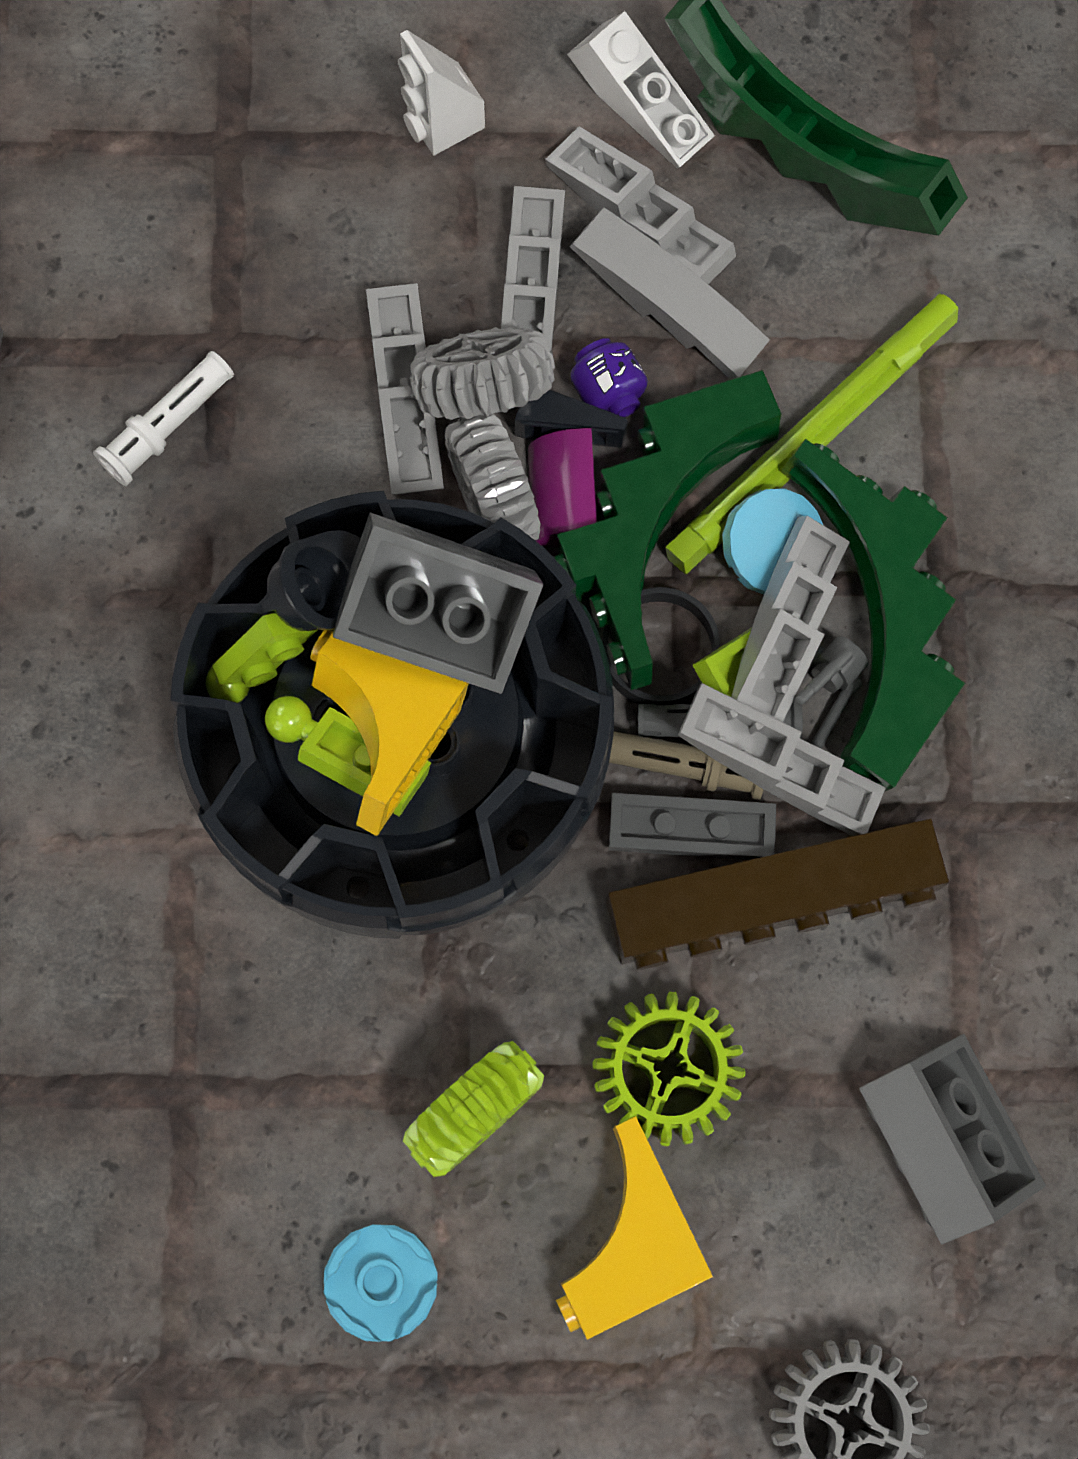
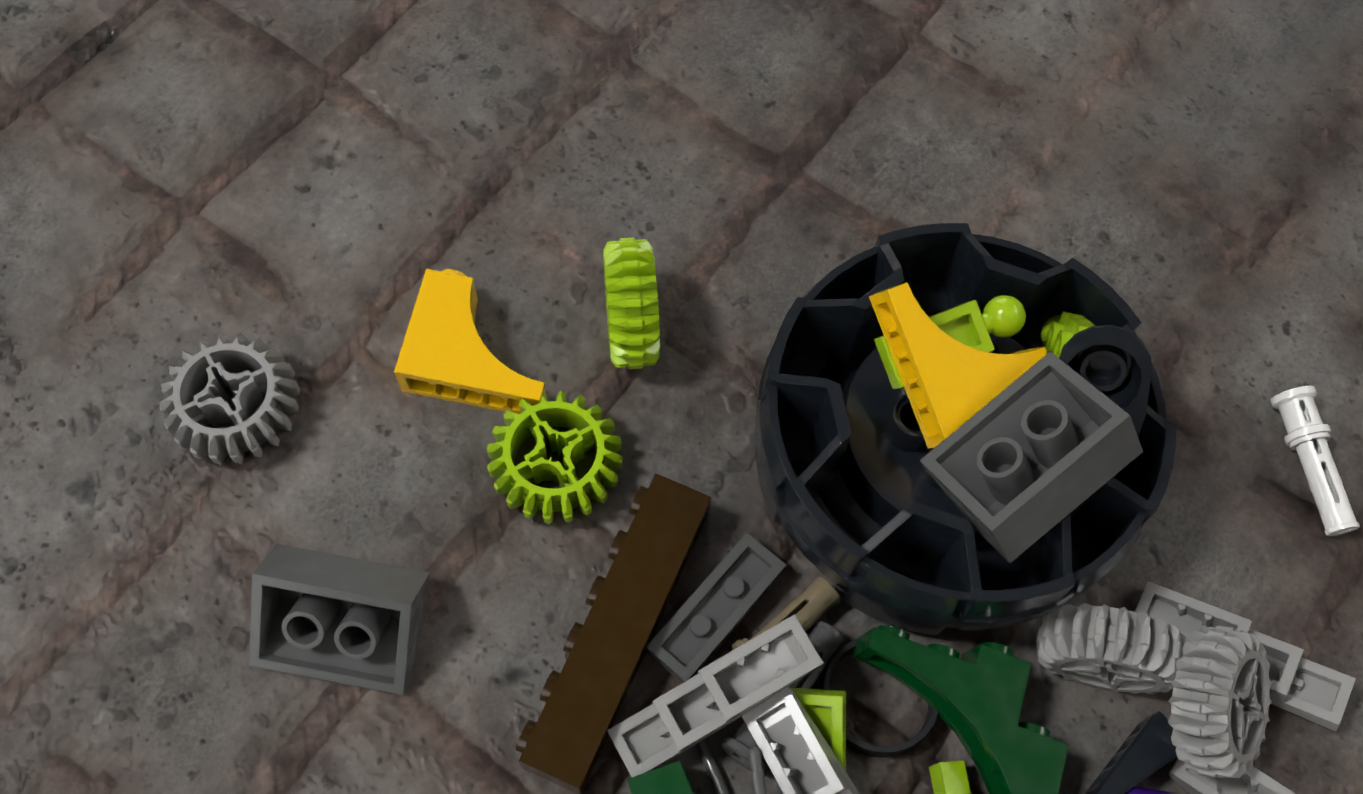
camera: 125 degrees right, 10 degrees down
(380, 1283) = (570, 197): medium azure tile -> none
(562, 482) = (1089, 728): magenta brick -> none

